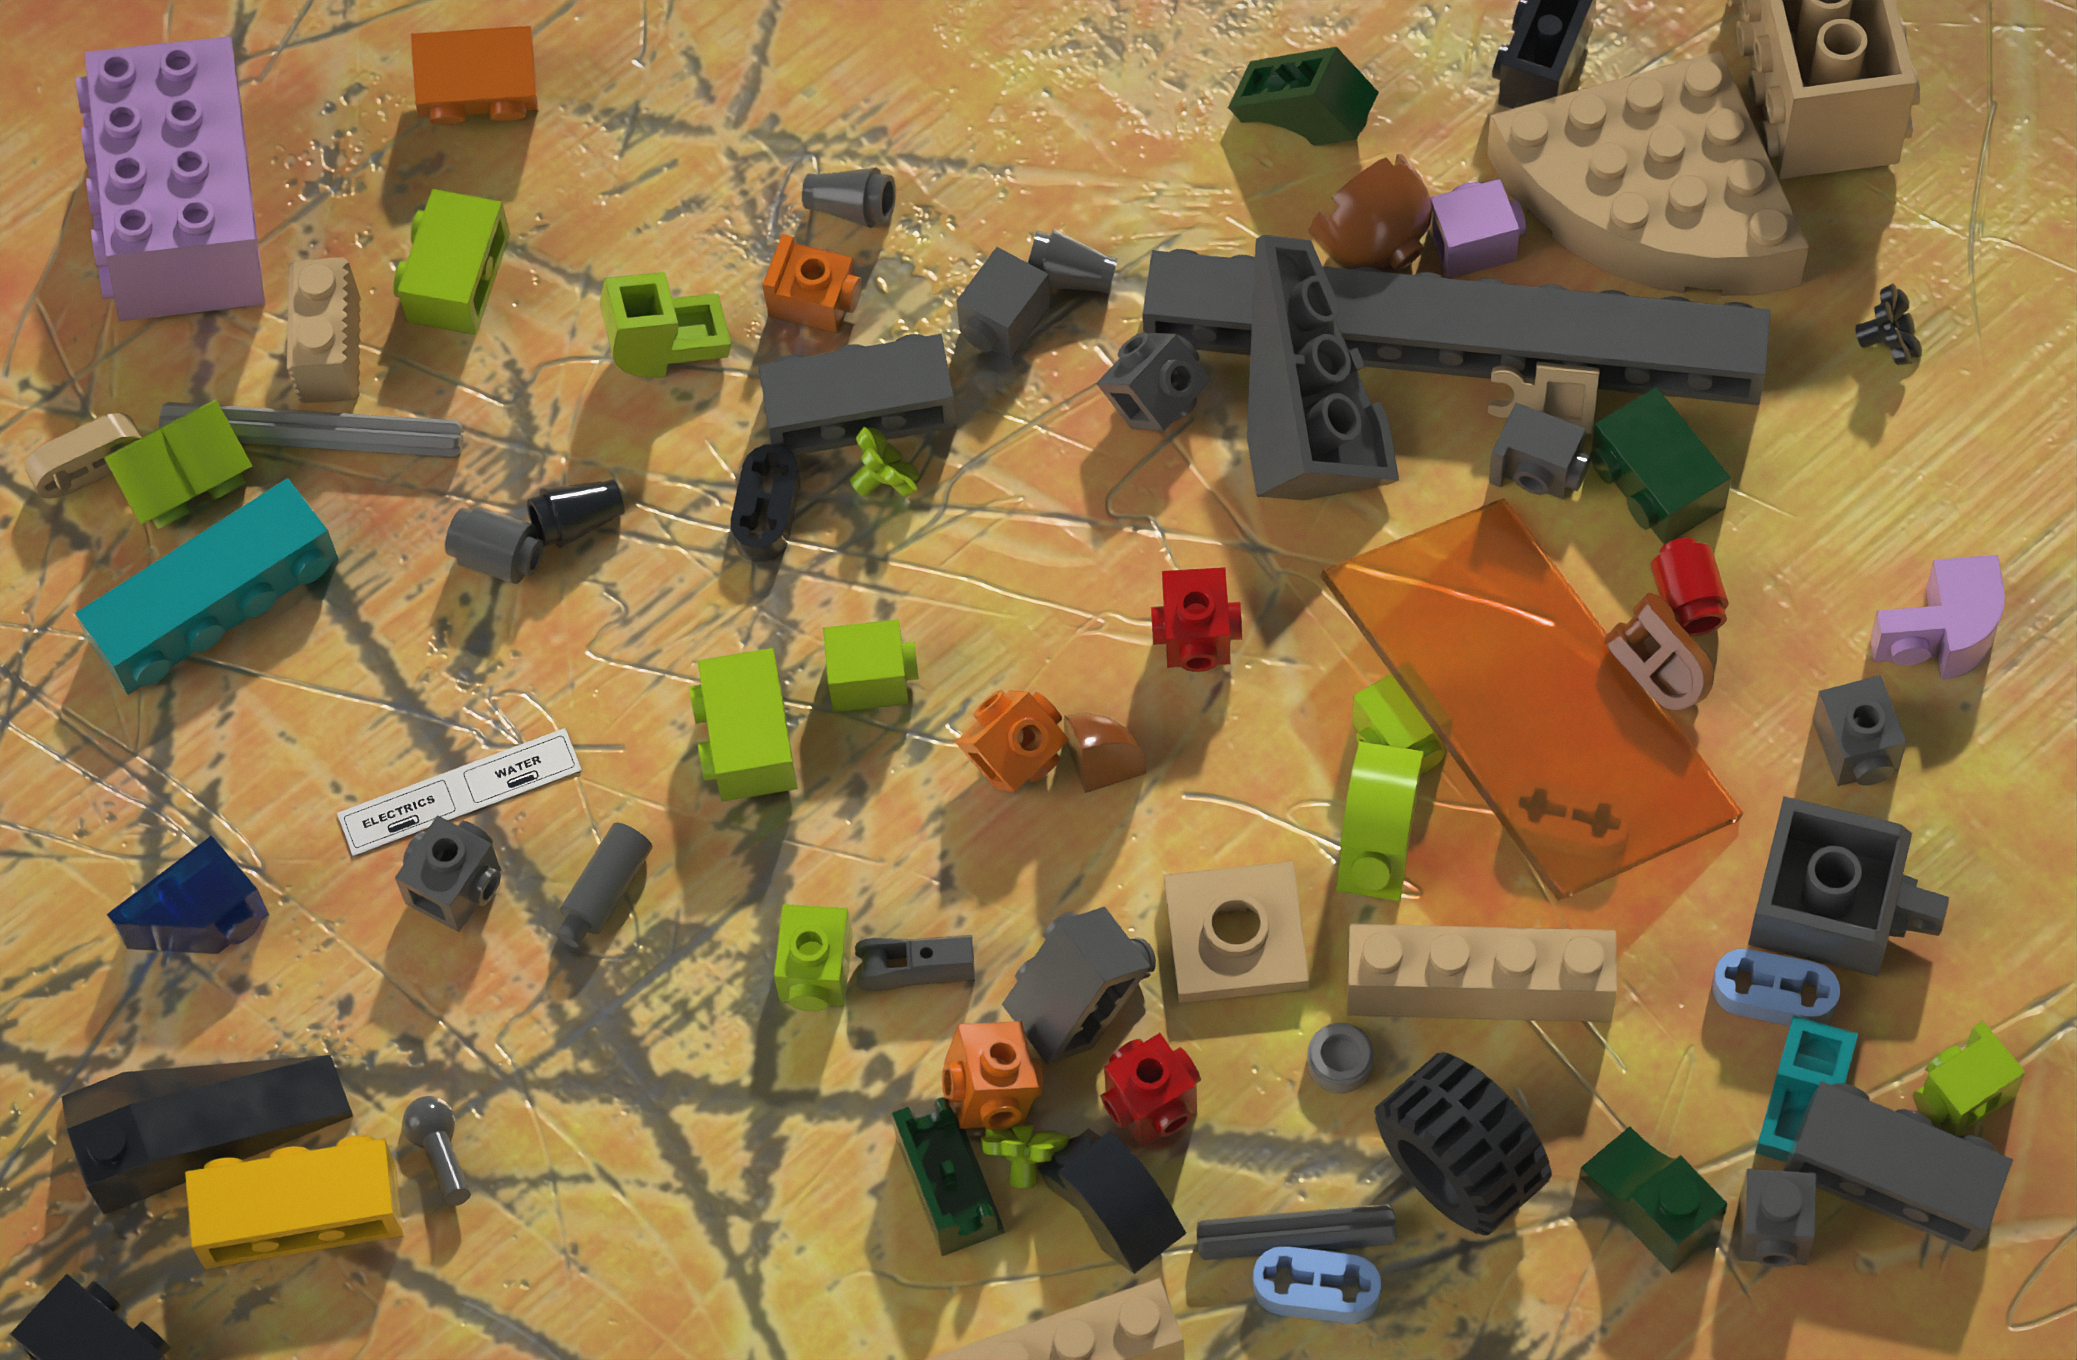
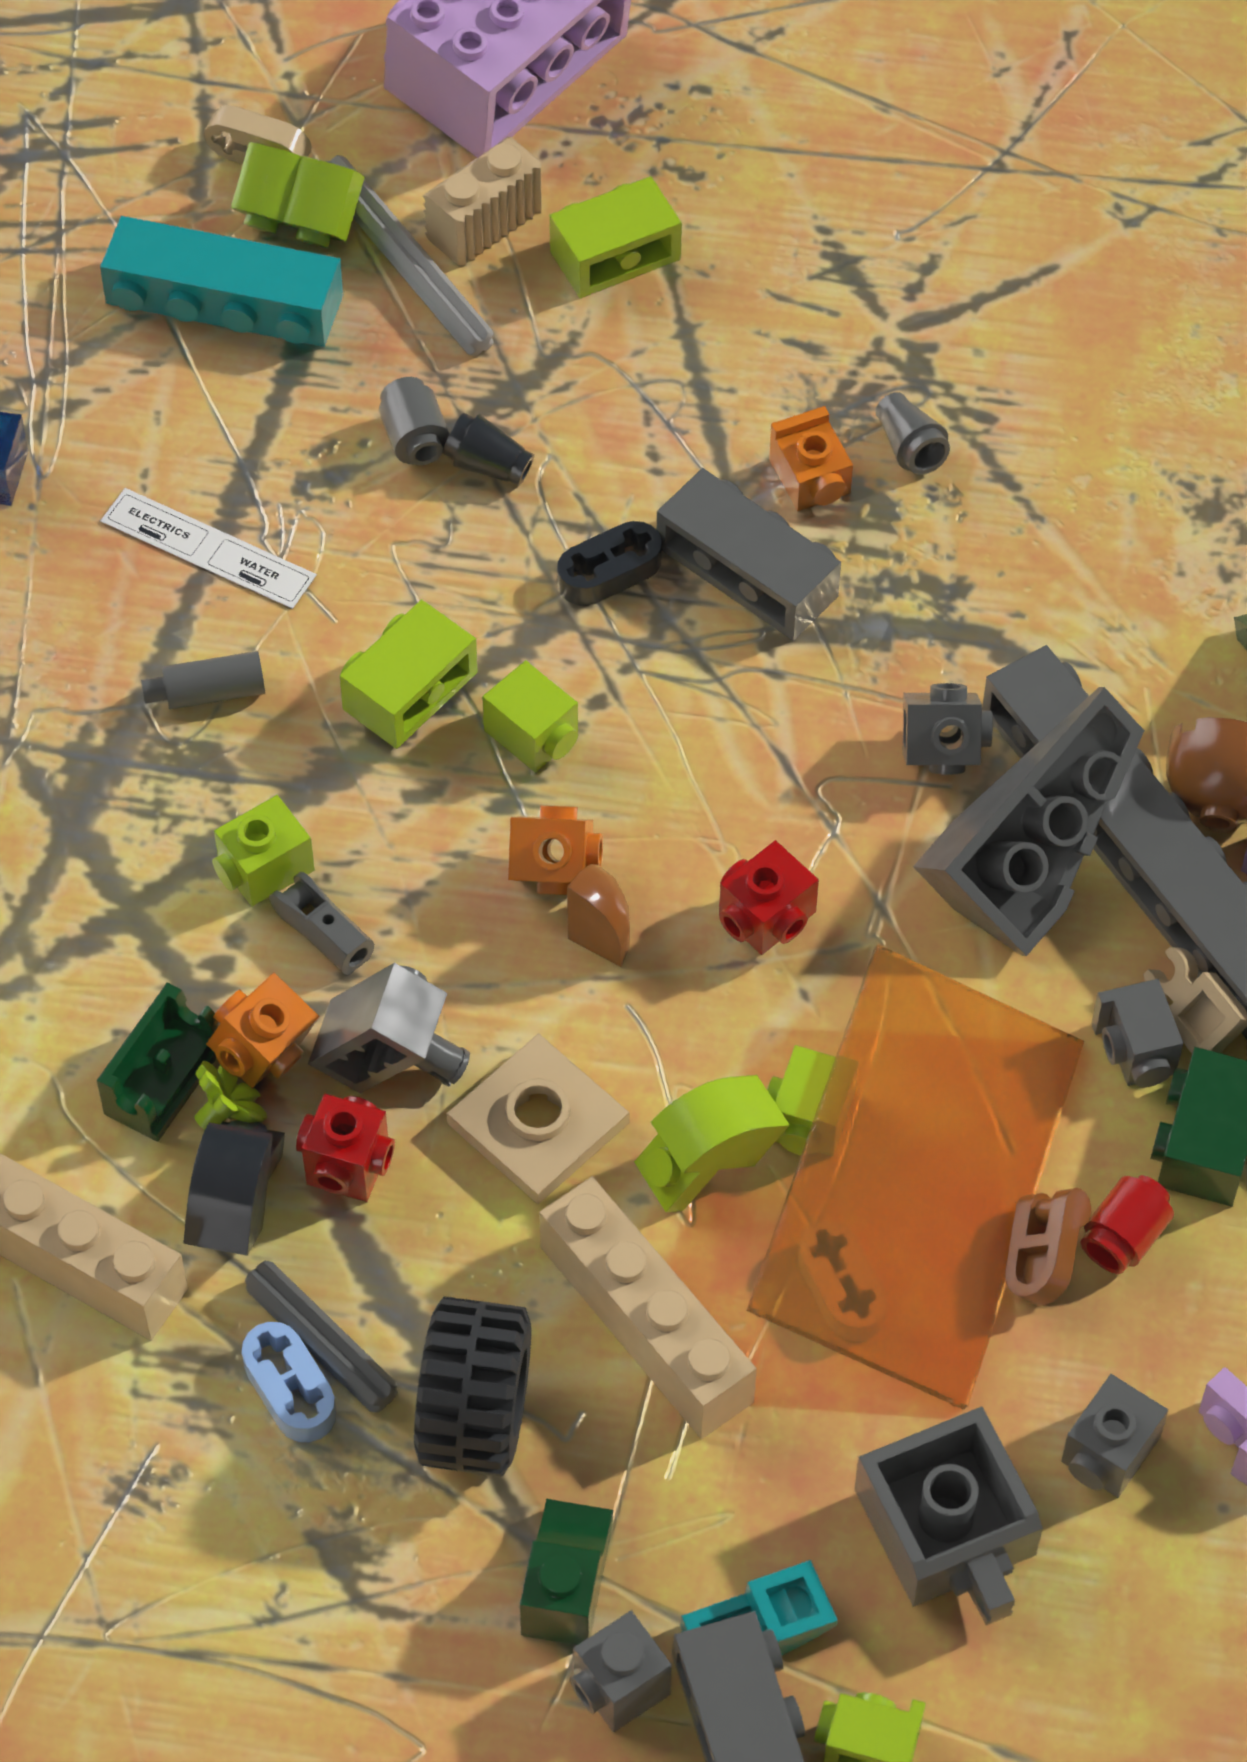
camera: 45 degrees right, 5 degrees down
(449, 872) = (126, 577): dark grey brick -> none
(474, 74) = (773, 137): orange brick -> none
(655, 330) = (669, 390): lime brick -> none
(882, 466) = (708, 611): lime plant -> none
(1003, 303) = (914, 589): dark grey brick -> none
(1071, 263) = (991, 606): dark grey cone -> none
(1340, 1057) = (496, 1265): light grey tile -> none
(1775, 987) = (845, 1529): light blue beam -> none

